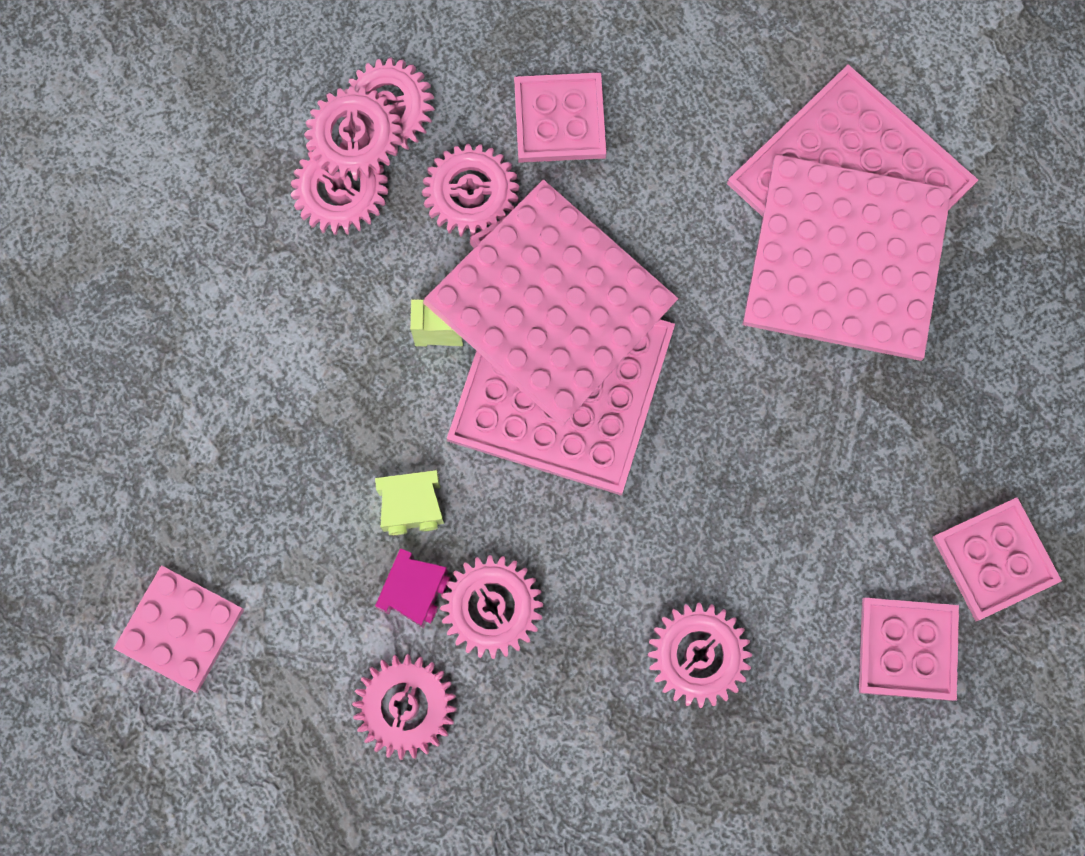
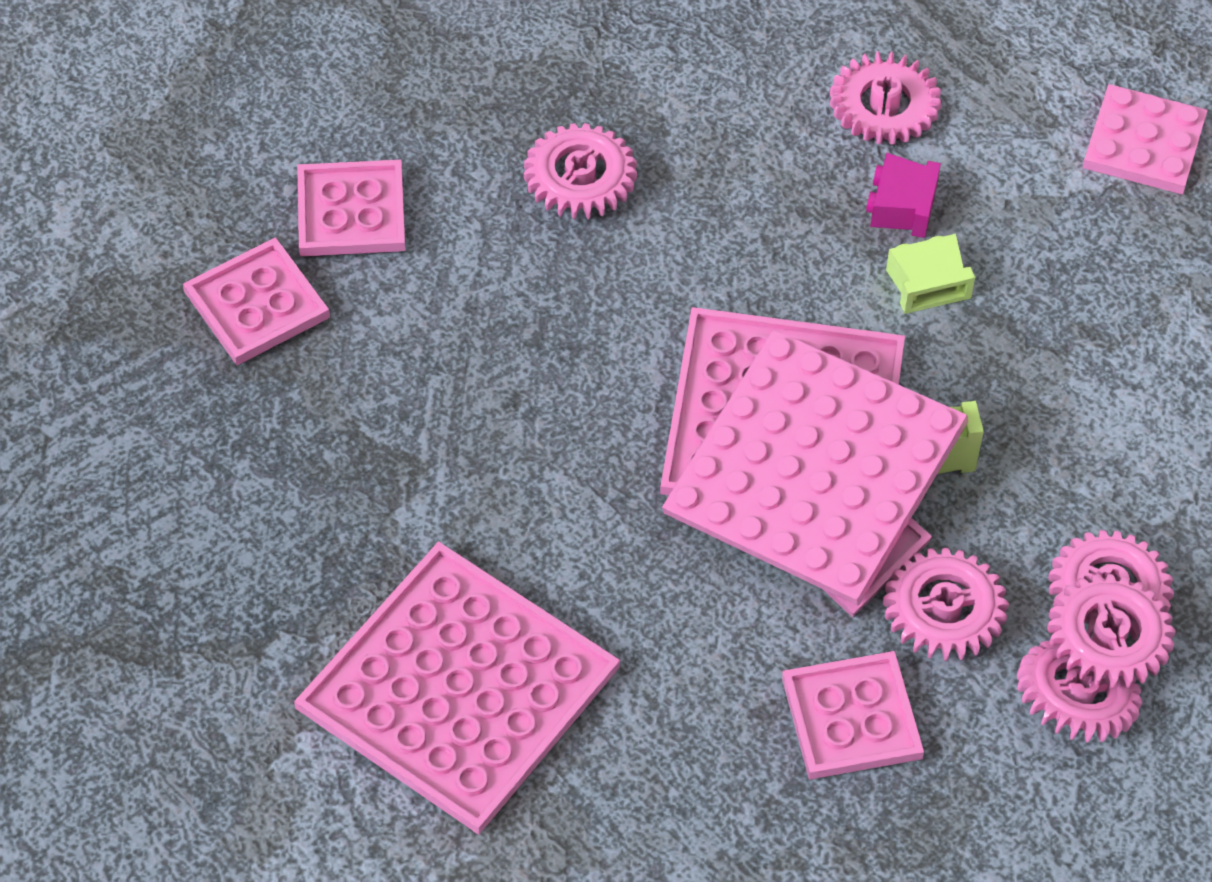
camera: 170 degrees right, 20 degrees down
(508, 632) = (815, 199): bright pink gear -> none
(848, 257) = (457, 584): bright pink plate -> none

